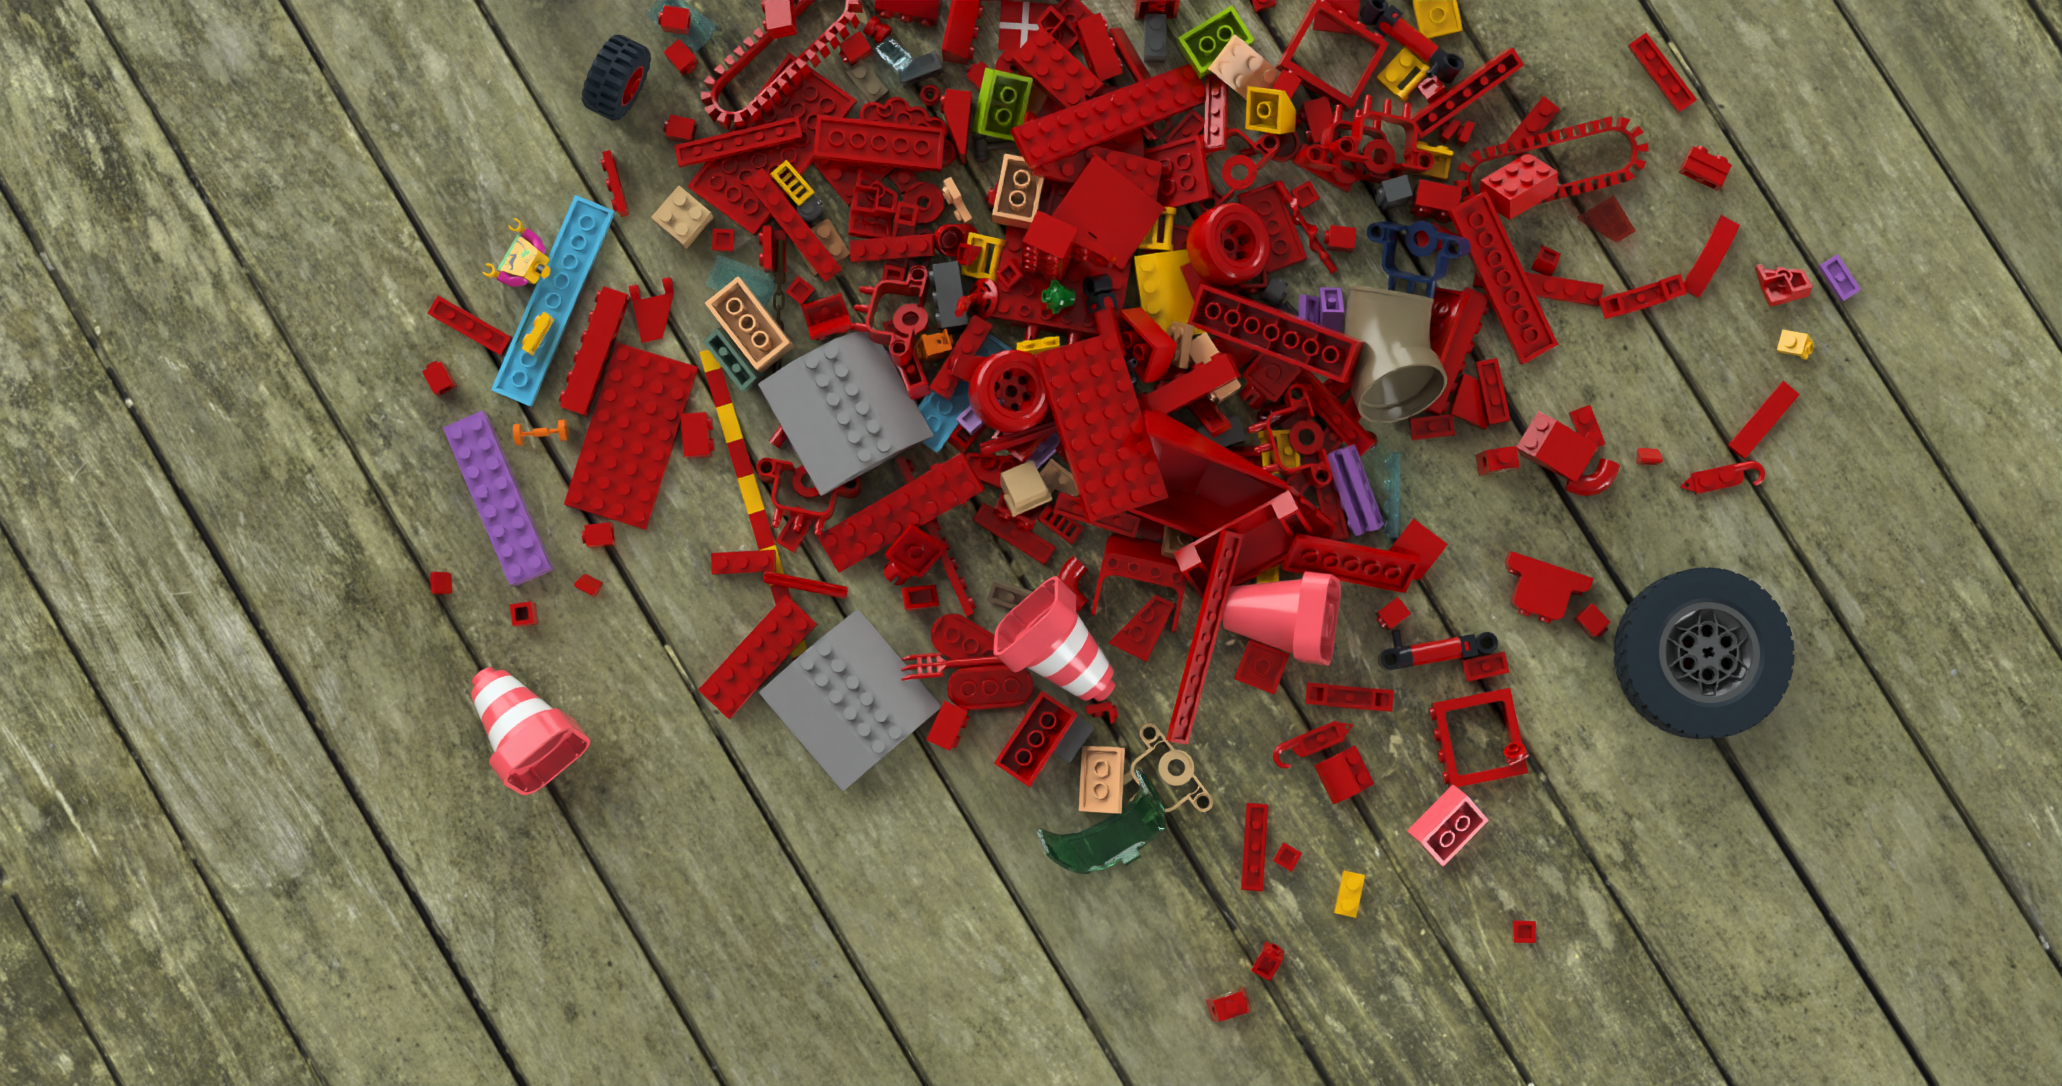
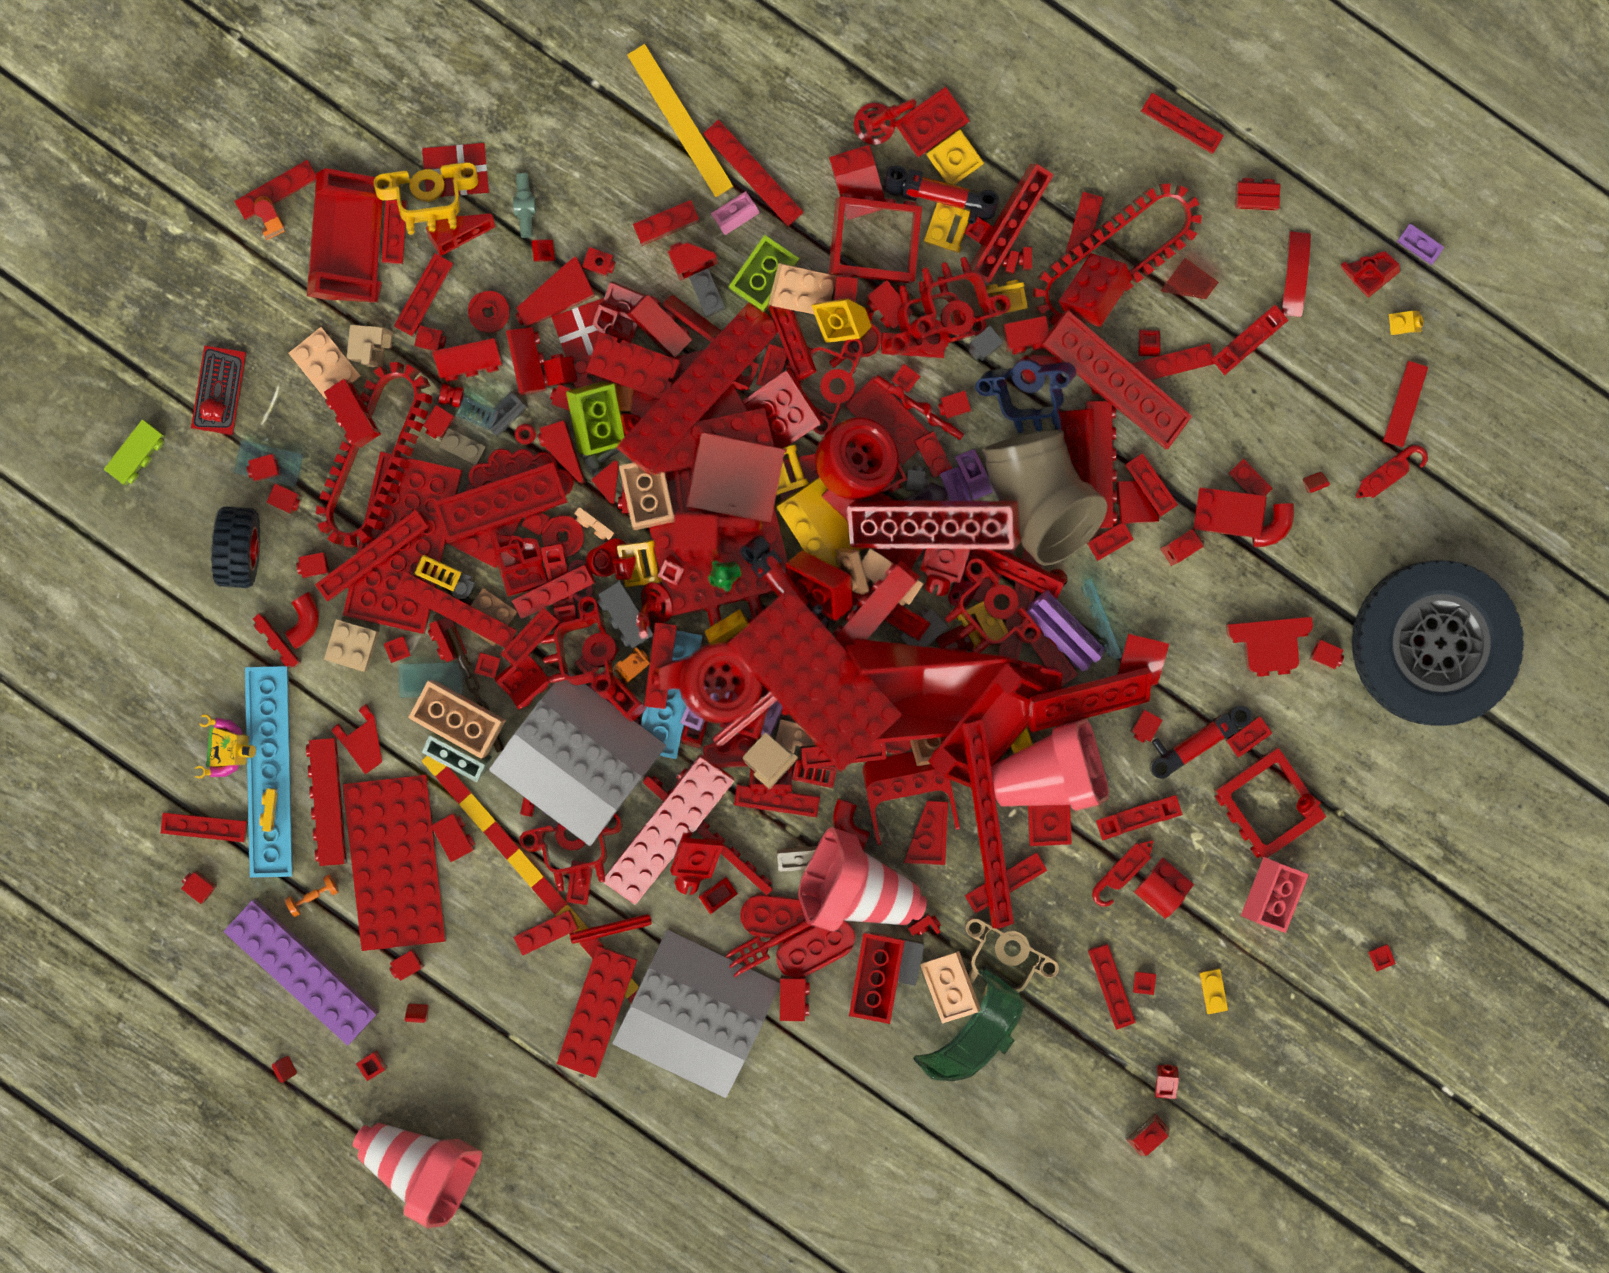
camera: 25 degrees left, 5 degrees up
(652, 177) = (307, 621): none -> red cylinder
(850, 280) = (529, 638): none -> red plate
(986, 170) = (607, 481): none -> red slope
(988, 49) = (560, 370): none -> red brick
(1209, 703) = (1016, 875): none -> red plate
(1300, 274) = (932, 454): none -> red plate

